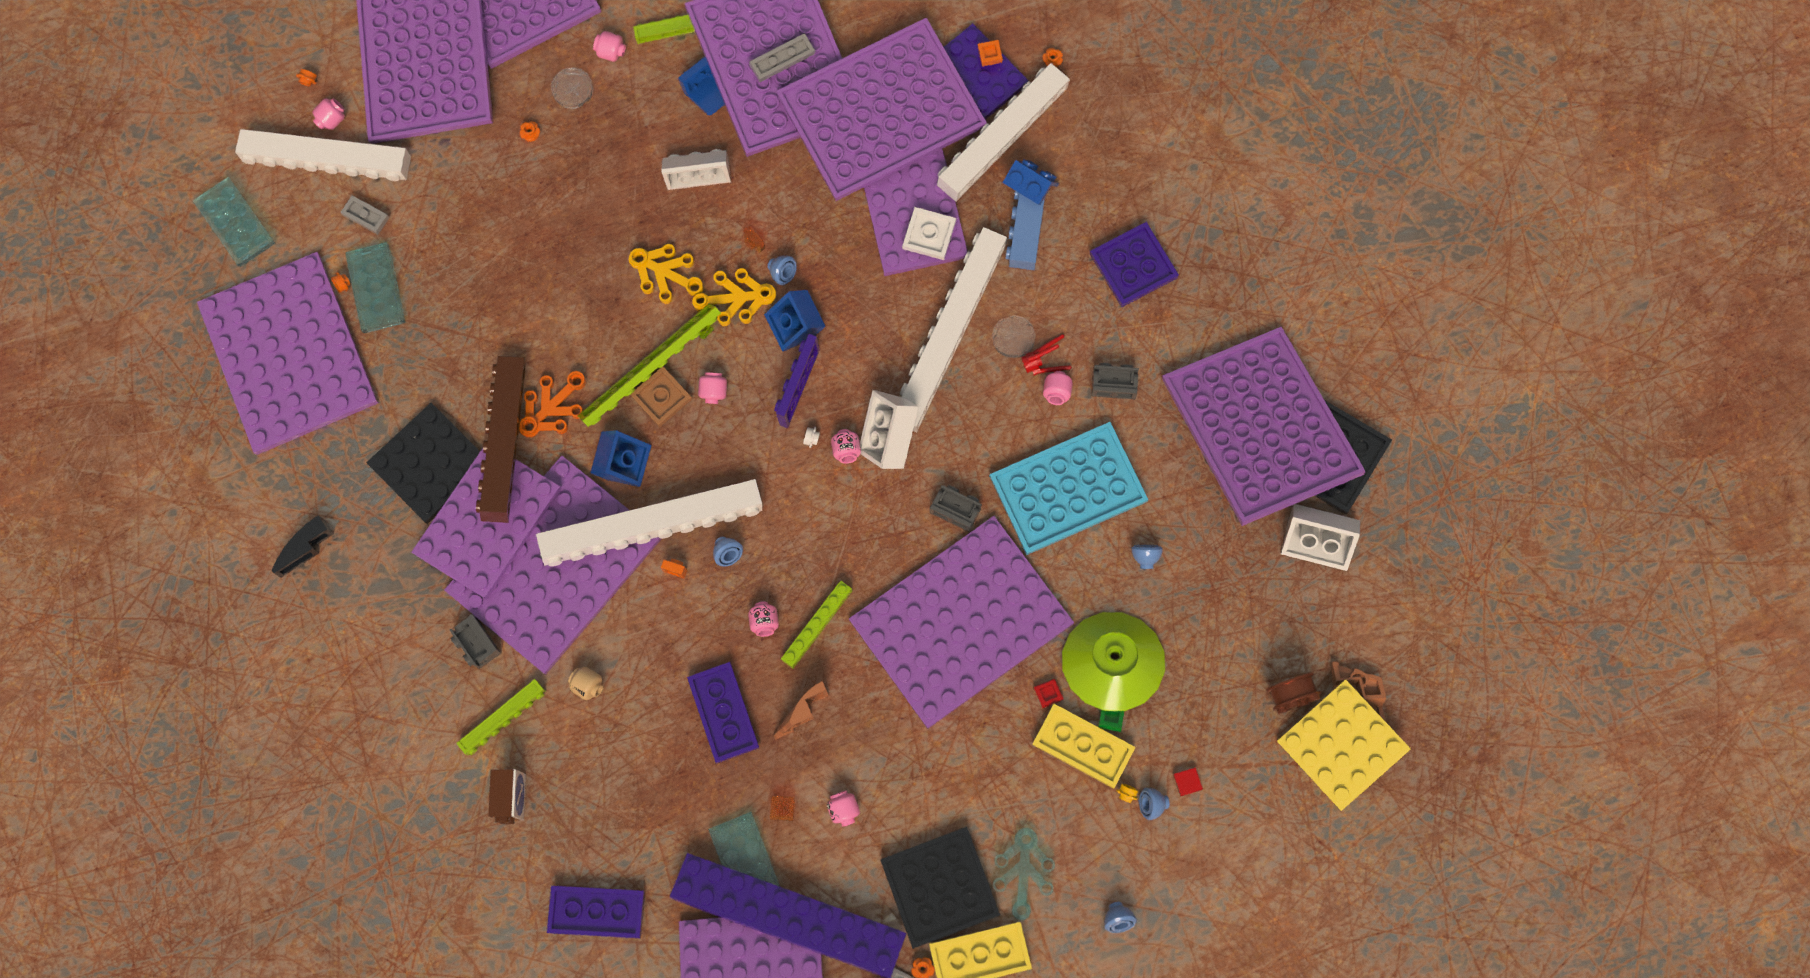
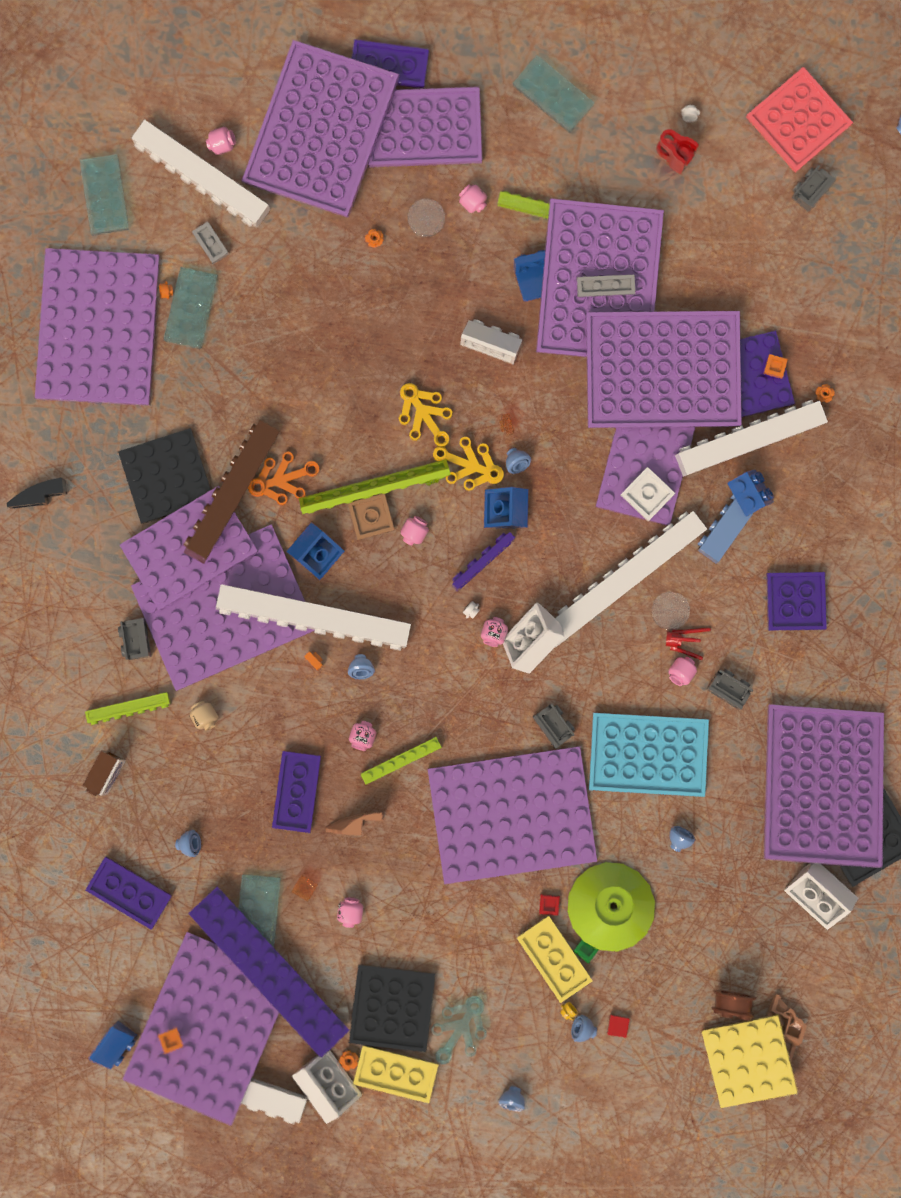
camera: 20 degrees right, 10 degrees up
(306, 77) = (217, 98): orange plate -> none
(635, 825) = (189, 843): none -> medium blue brick

